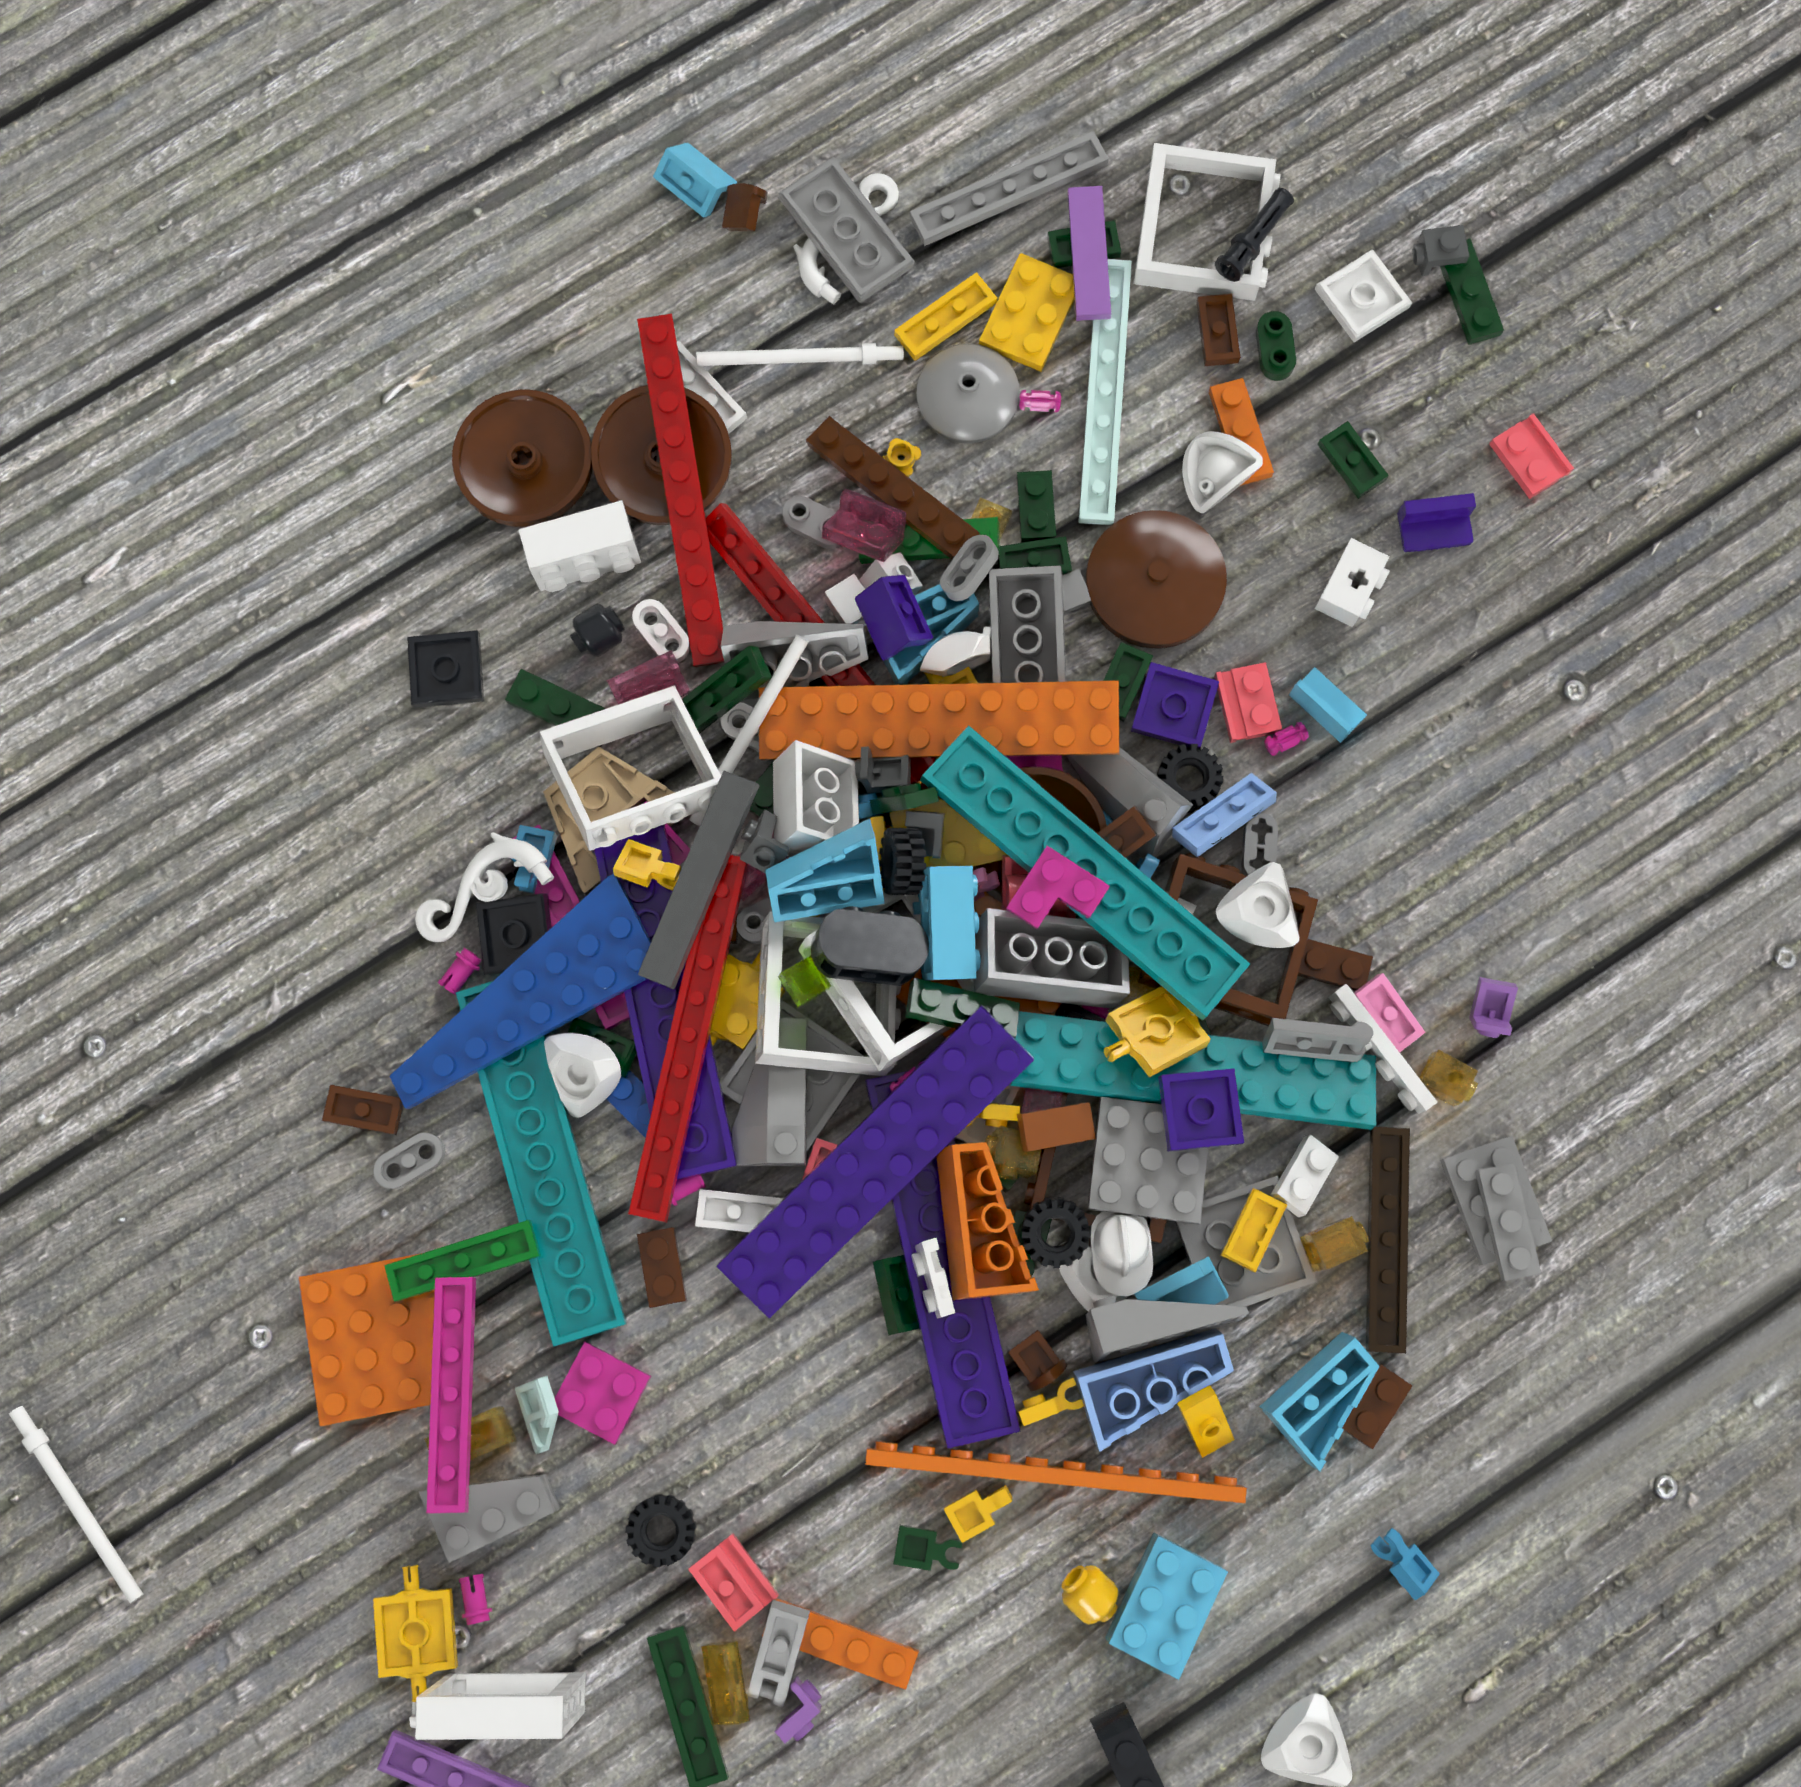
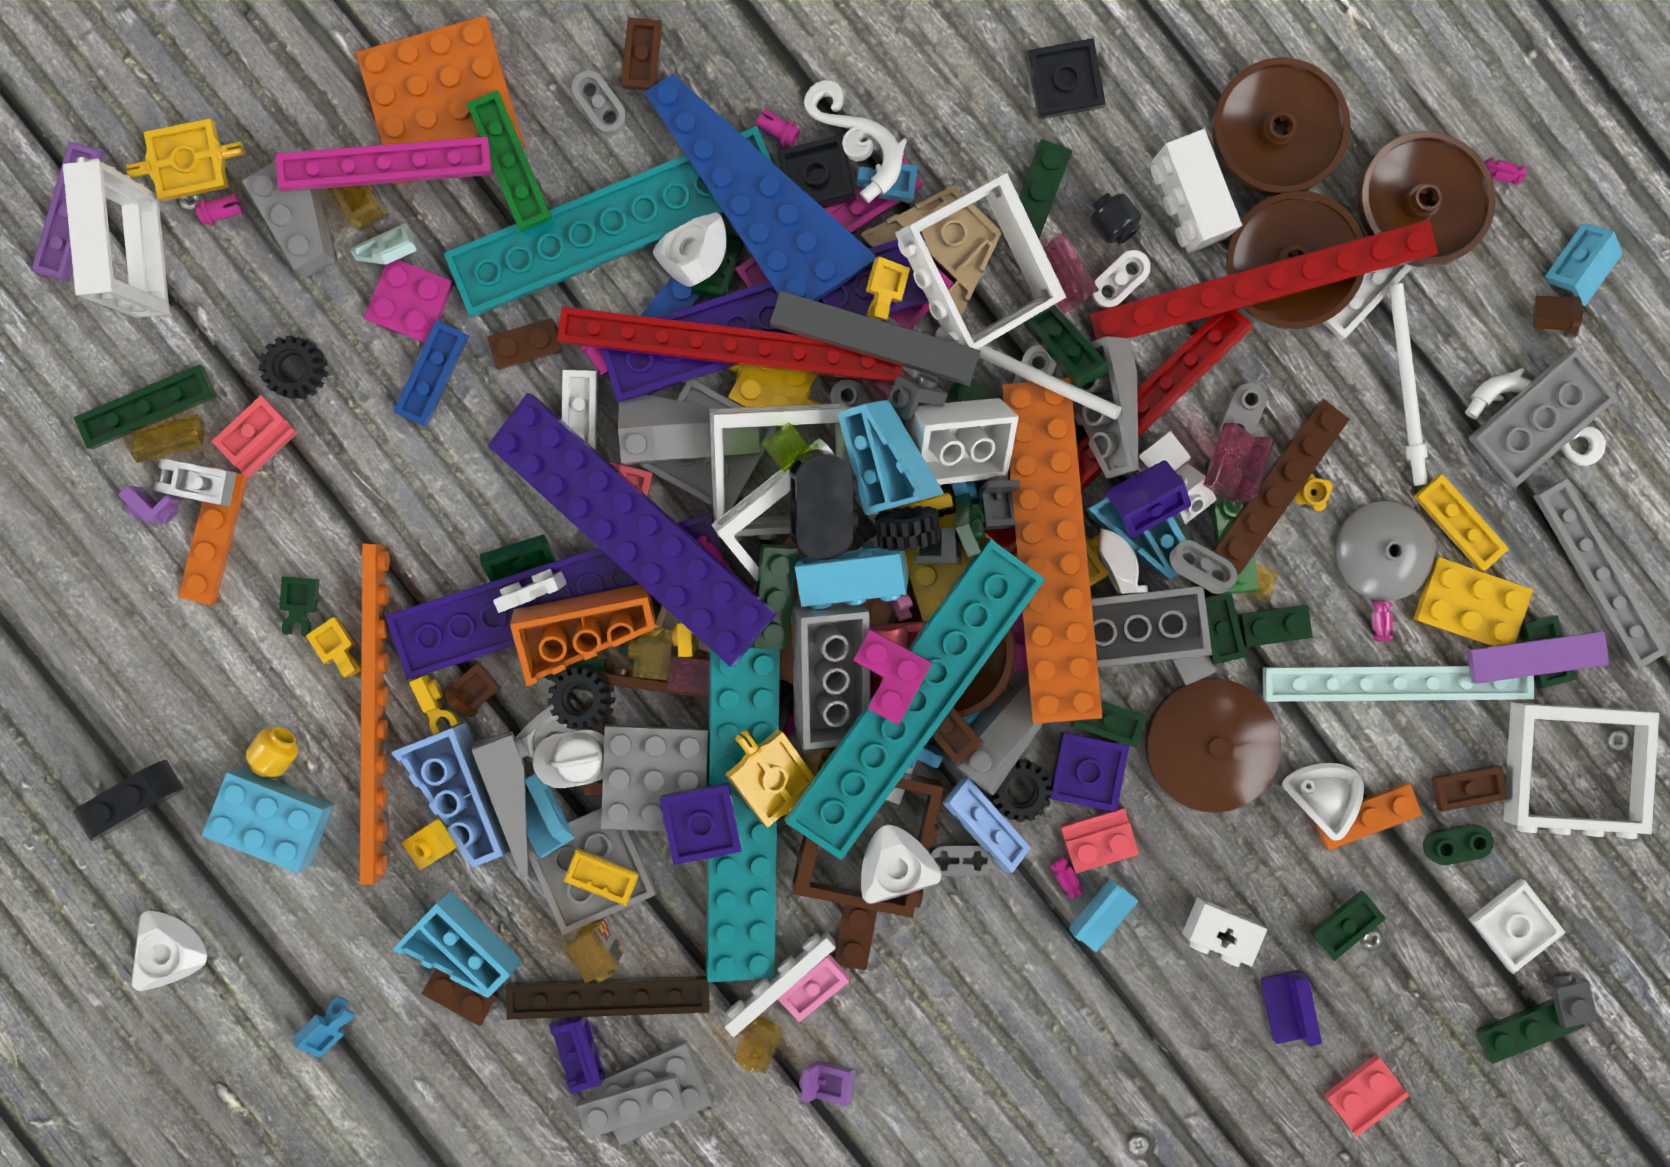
camera: 80 degrees right, 10 degrees up
(592, 248) = (1505, 171): none -> dark pink piece
(595, 322) = (1432, 180): none -> reddish brown dish
(683, 1373) = (431, 373): none -> blue plate
(1056, 1126) = (676, 691): dark orange tile -> none
(1246, 245) = (1558, 811): black pin -> none
(1304, 1175) = (657, 919): white plate -> none
(1317, 1039) = (779, 925): light grey plate -> none
(1448, 1280) = (578, 1053): none -> dark purple hinge

